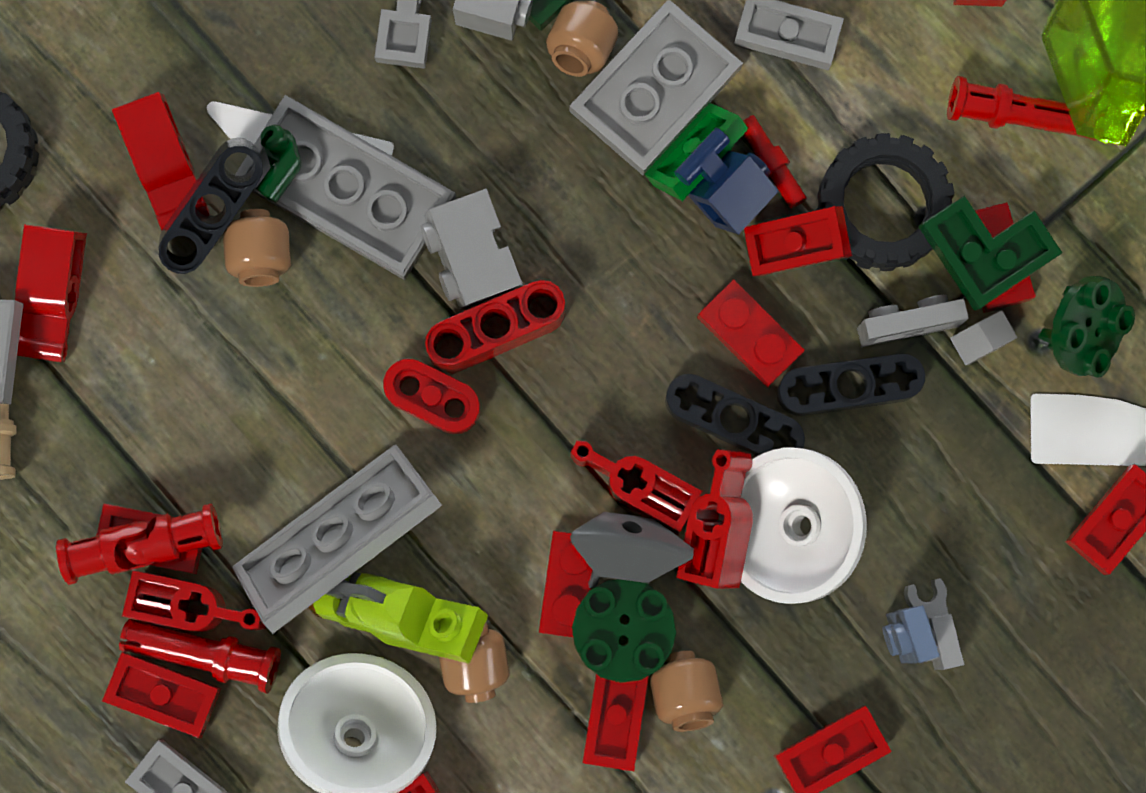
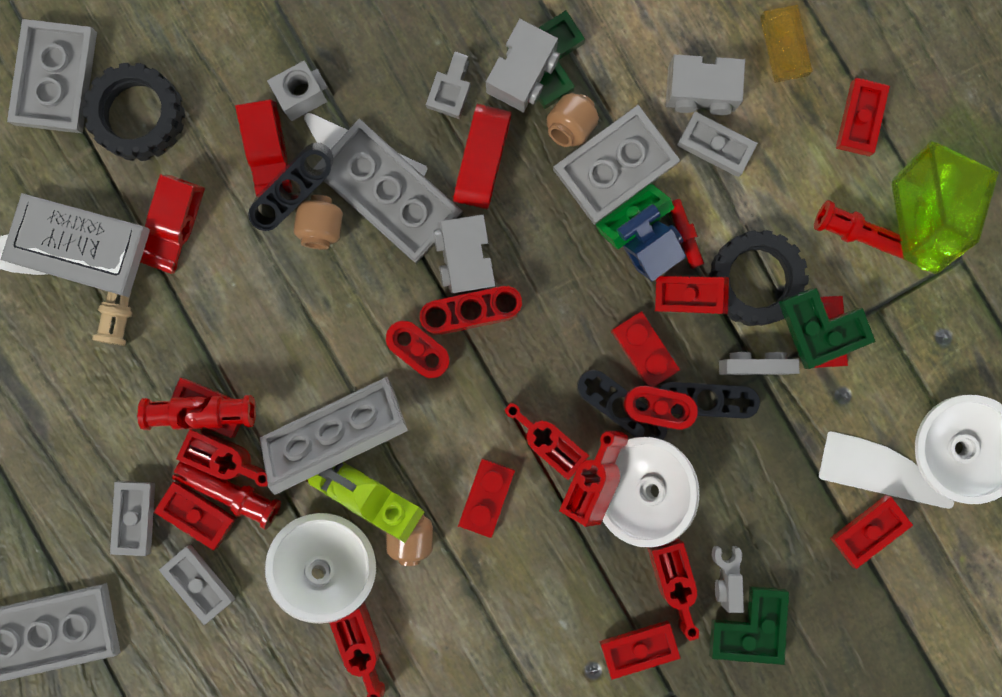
camera: 15 degrees right, 5 degrees up
(72, 717) = (132, 518): none -> light grey plate
(197, 93) = (285, 84): none -> light grey brick
(283, 161) = (348, 165): dark green arm -> none
(467, 112) = (482, 156): none -> red beam
(615, 723) = (498, 593): red plate -> none
(629, 548) = (531, 485): dark grey piece -> none
(649, 631) = (532, 542): dark green plate -> none
(686, 692) = (549, 588): medium nougat head -> none
(786, 404) = (659, 407): none -> red plate
(852, 622) = (668, 577): none -> red piece
(910, 635) = (712, 584): sand blue plate -> none
(983, 338) = (805, 387): light grey piece -> none
(1000, 699) = (761, 637): none -> dark green plate
(1089, 326) = (881, 395): dark green plate -> none

